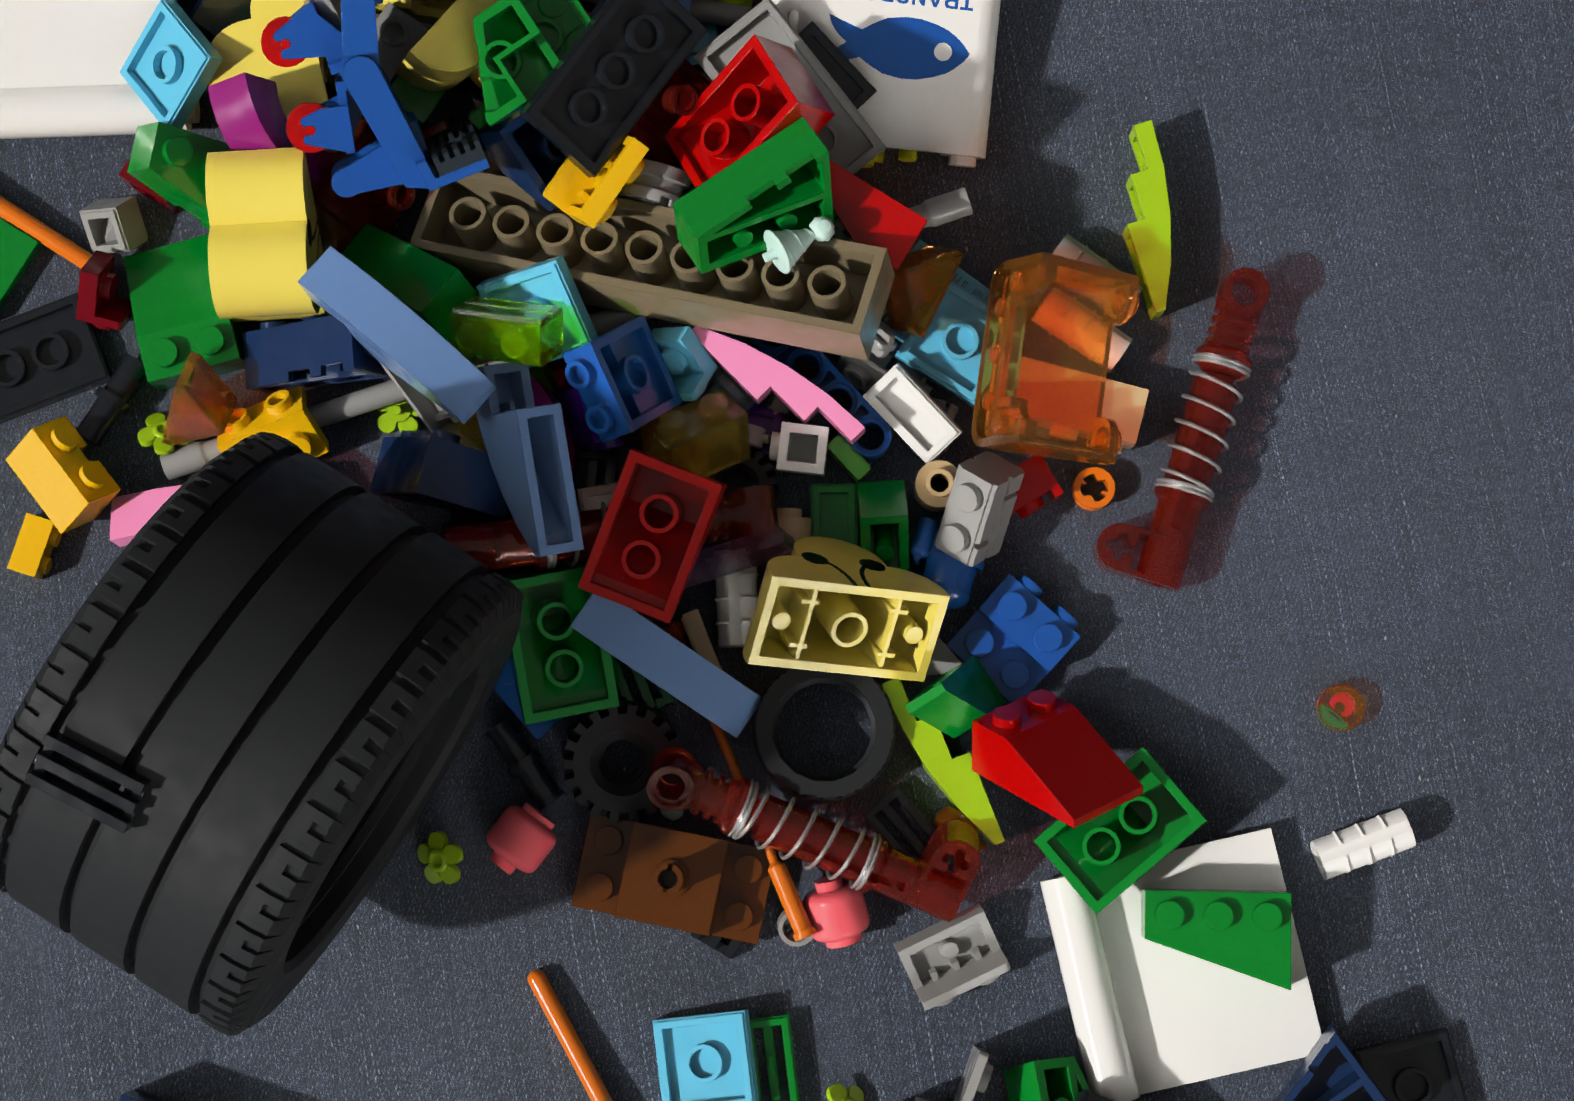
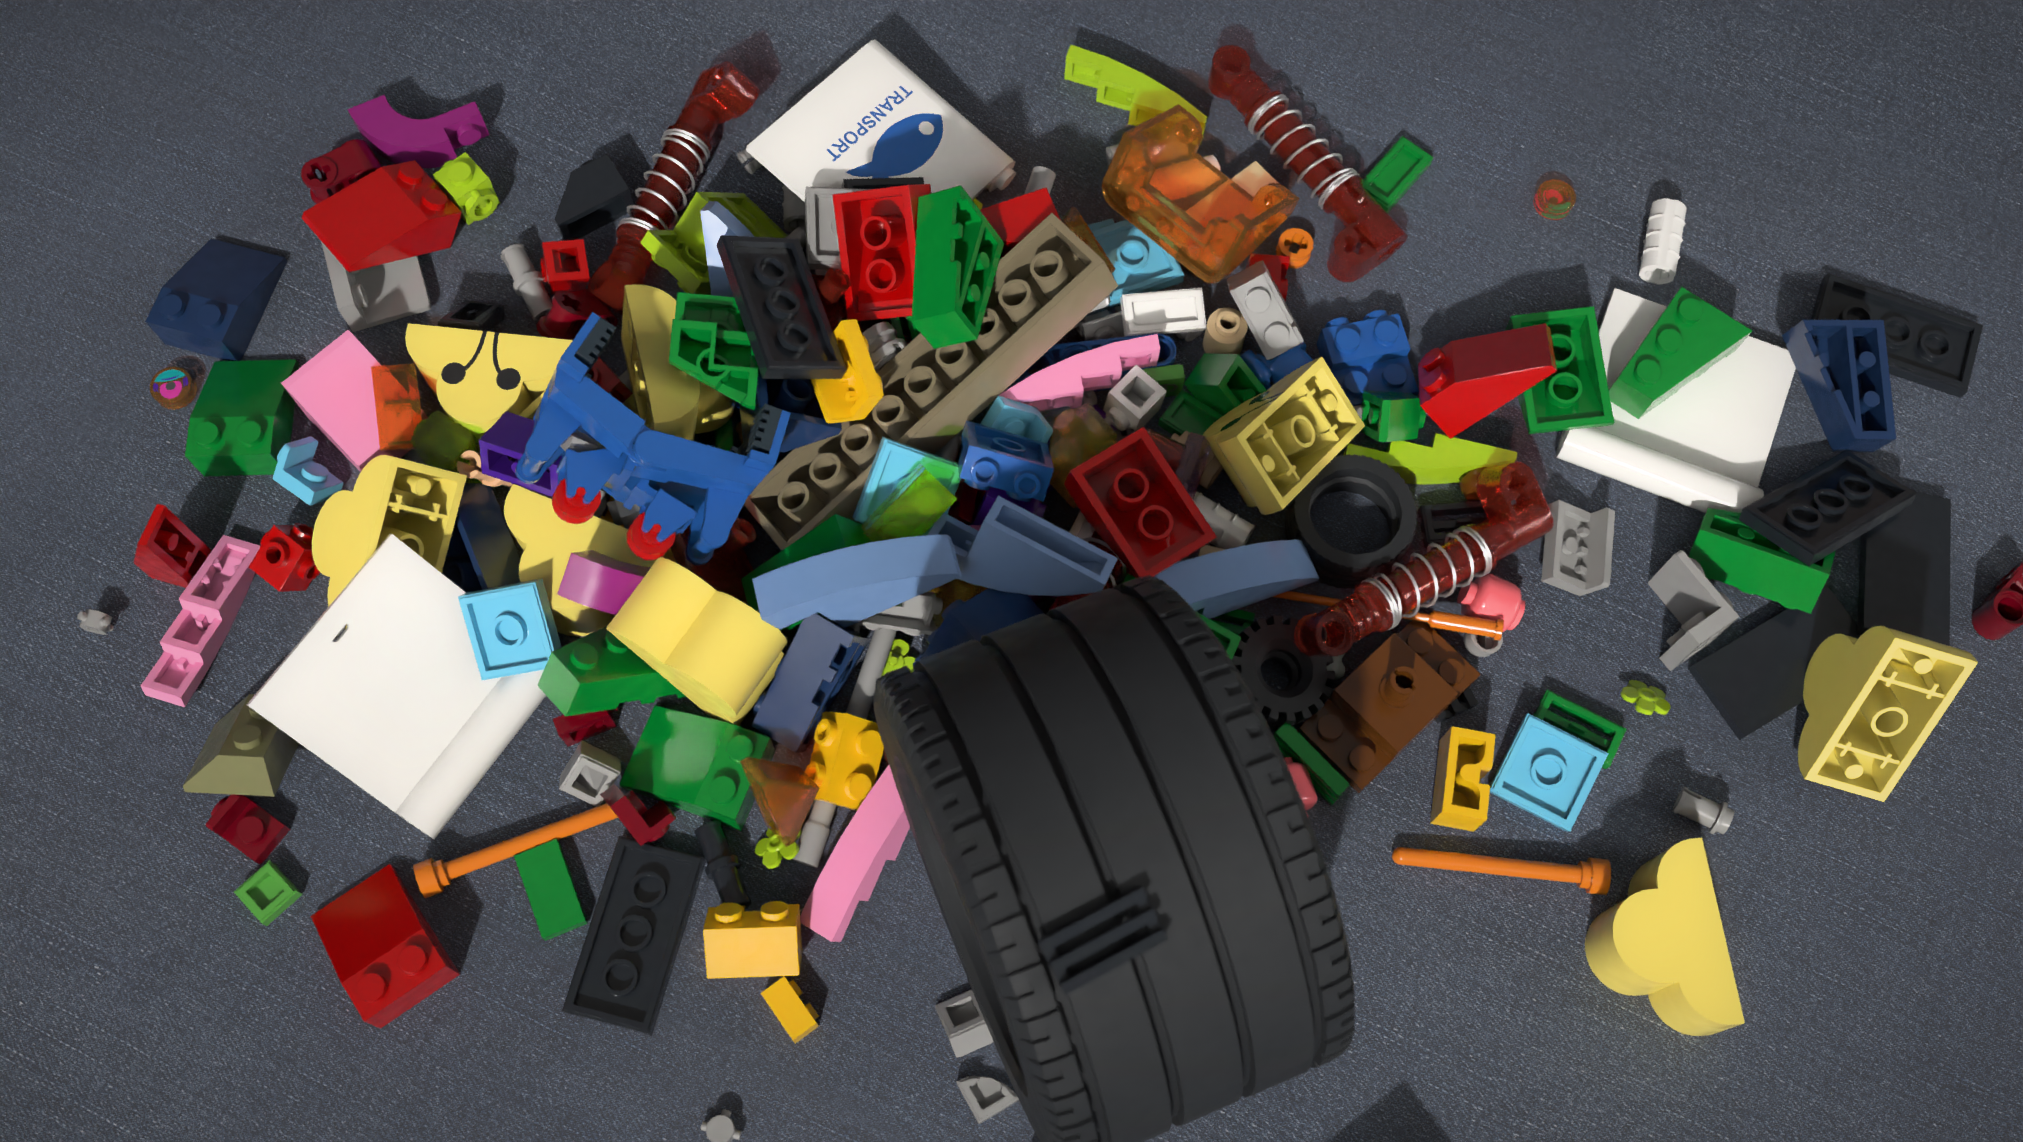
camera: 55 degrees left, 15 degrees down
(560, 844) = (1323, 775): none -> green tile
(654, 978) = (1461, 764): none -> yellow brick
(788, 245) = (1001, 273): light aqua piece -> none
(1251, 532) = (1396, 173): none -> green tile

